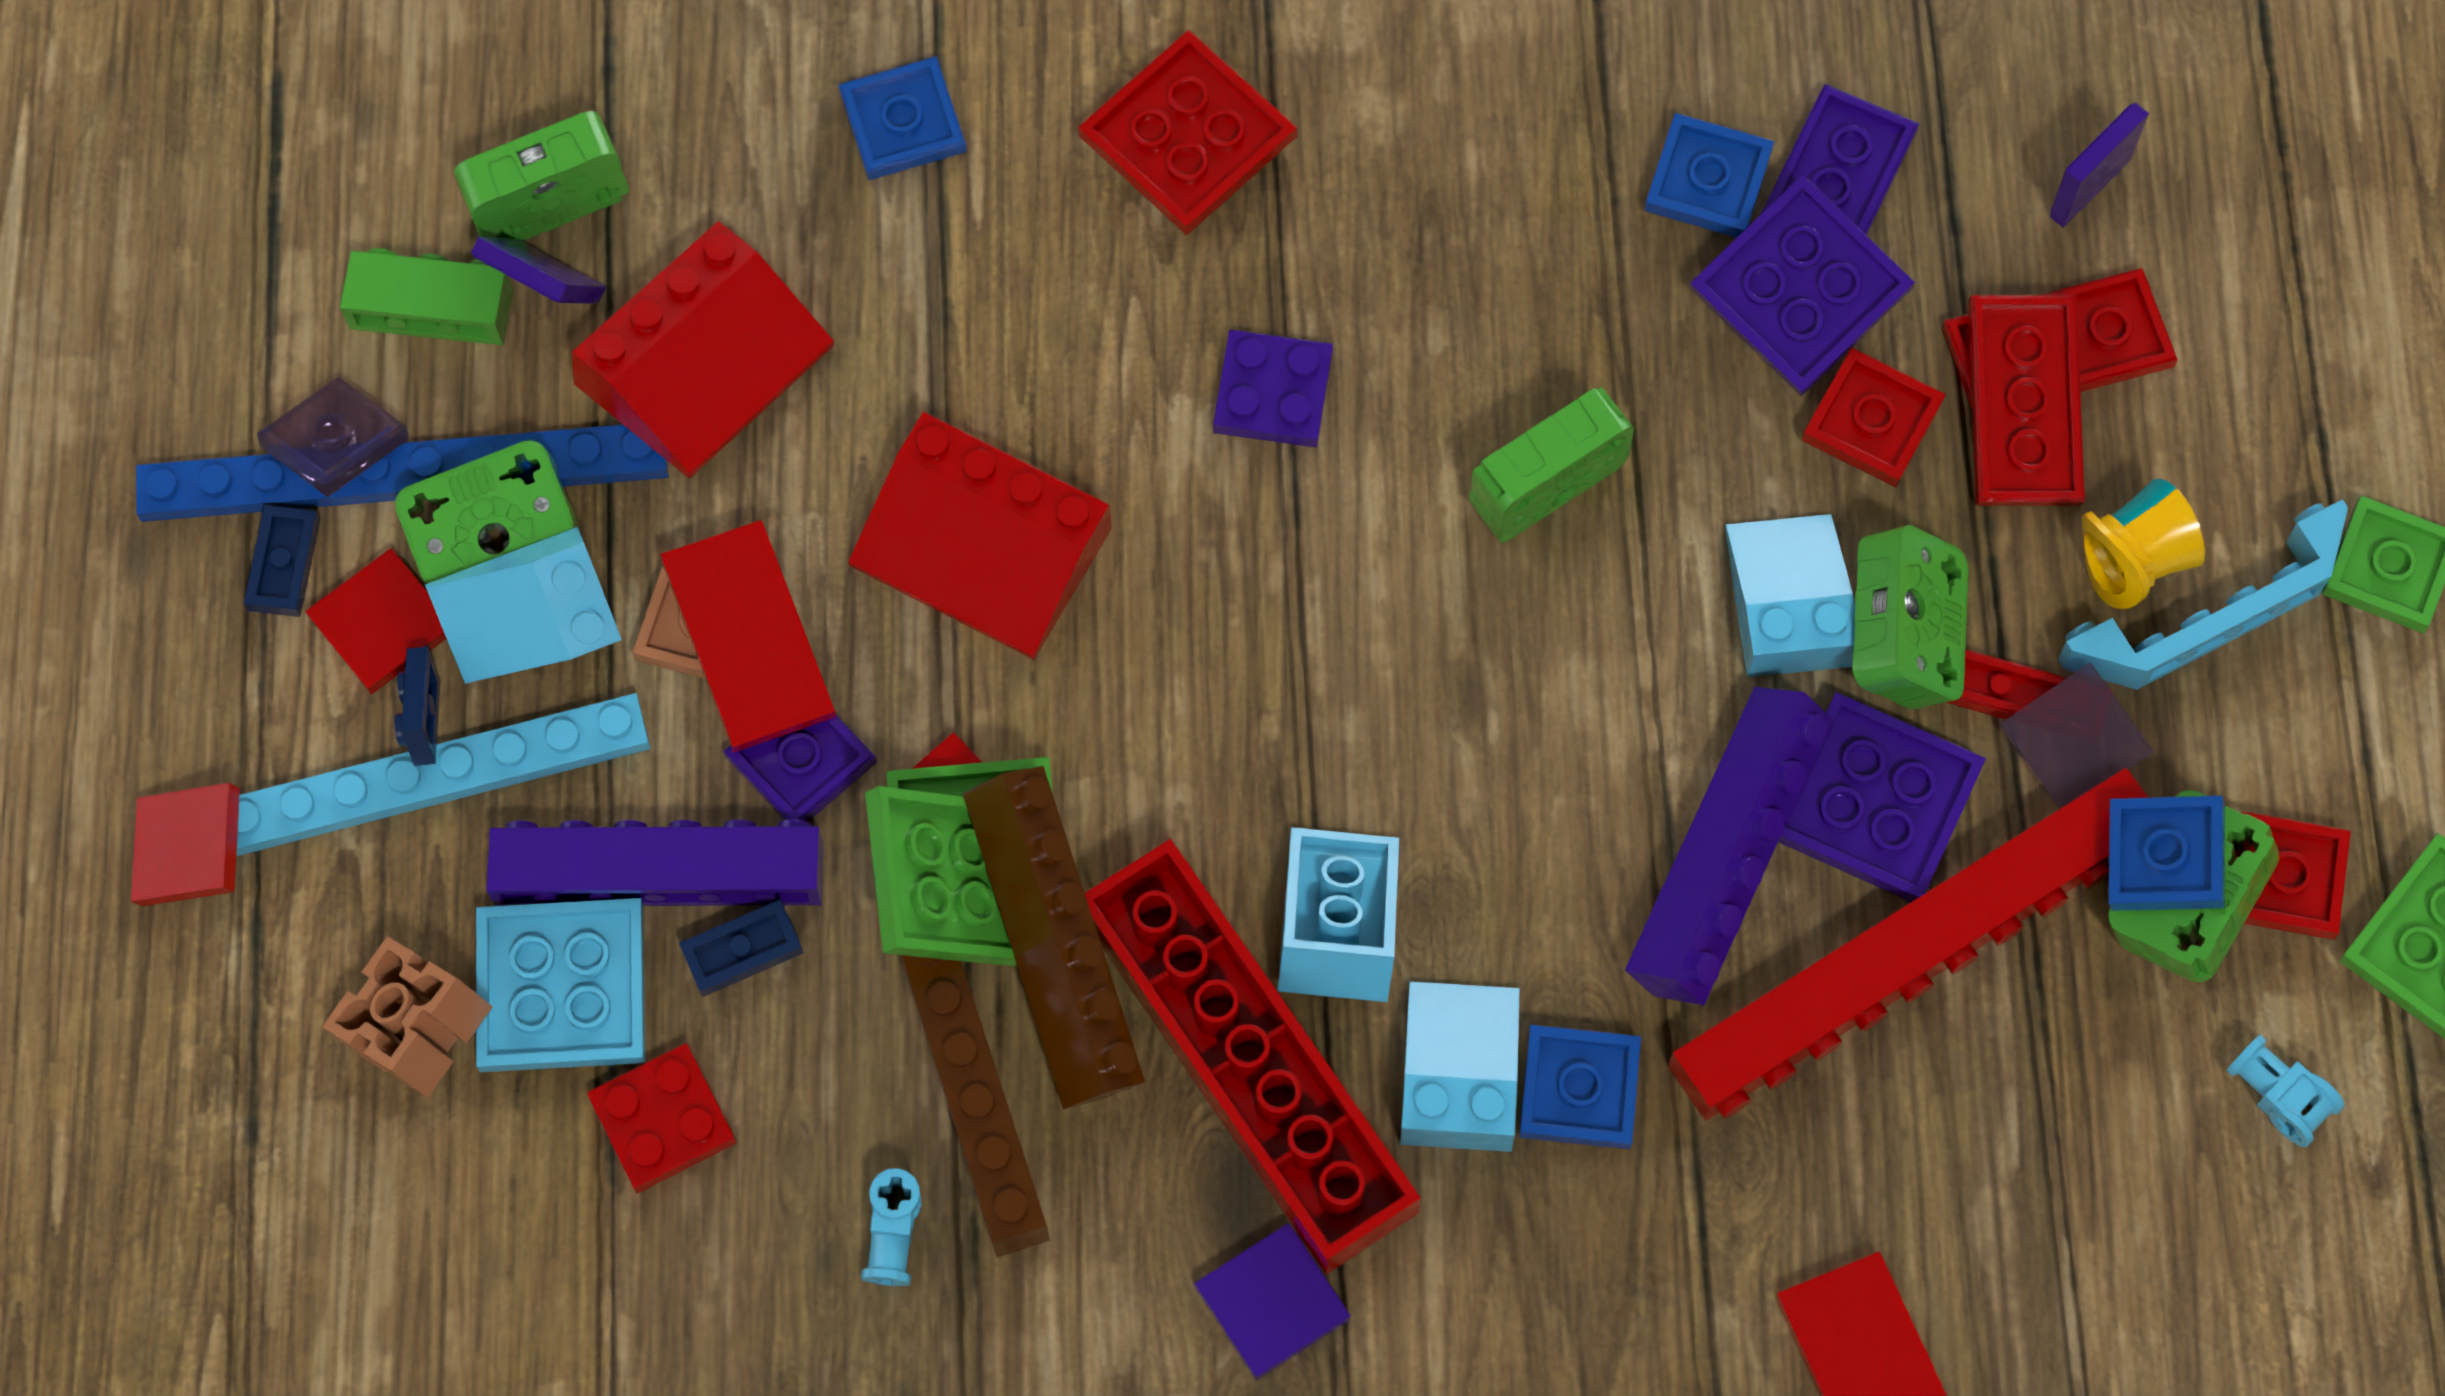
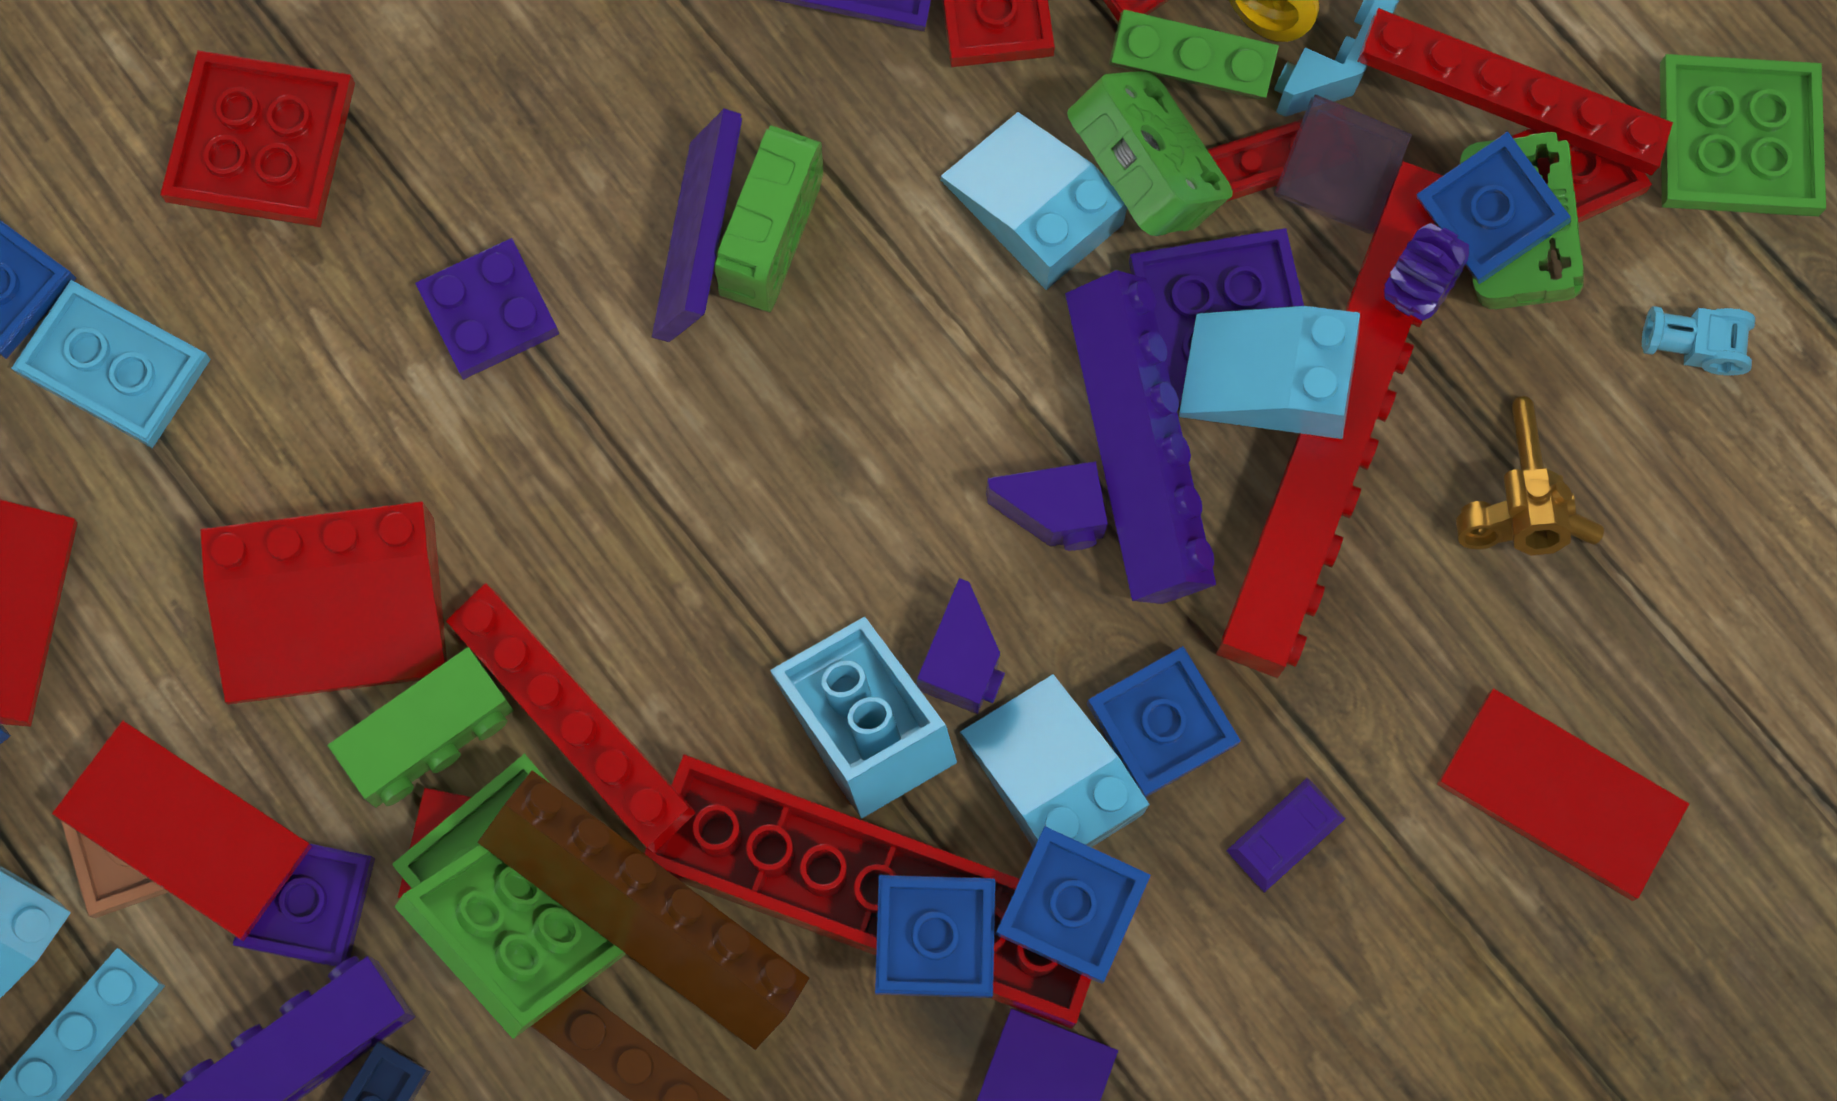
camera: 40 degrees left, 5 degrees up
(946, 238) = (111, 363): none -> medium azure tile
(984, 684) = (421, 729): none -> bright green brick
(1104, 752) = (571, 718): none -> red plate
(1264, 1113) = (935, 936): none -> blue tile
(1390, 1163) = (1073, 905): none -> blue plate
(1452, 919) = (962, 655): none -> dark purple slope
(1487, 431) = (697, 226): none -> dark purple tile
(1616, 1248) = (1285, 835): none -> dark purple tile
(1619, 851) = (1053, 504): none -> dark purple slope
(1881, 863) = (1273, 369): none -> medium azure slope
(2011, 562) = (1193, 54): none -> bright green brick
(2025, 1121) = (1538, 504): none -> pearl gold piece
(2065, 865) = (1426, 271): none -> dark purple gear
(2270, 775) = (1515, 91): none -> red plate

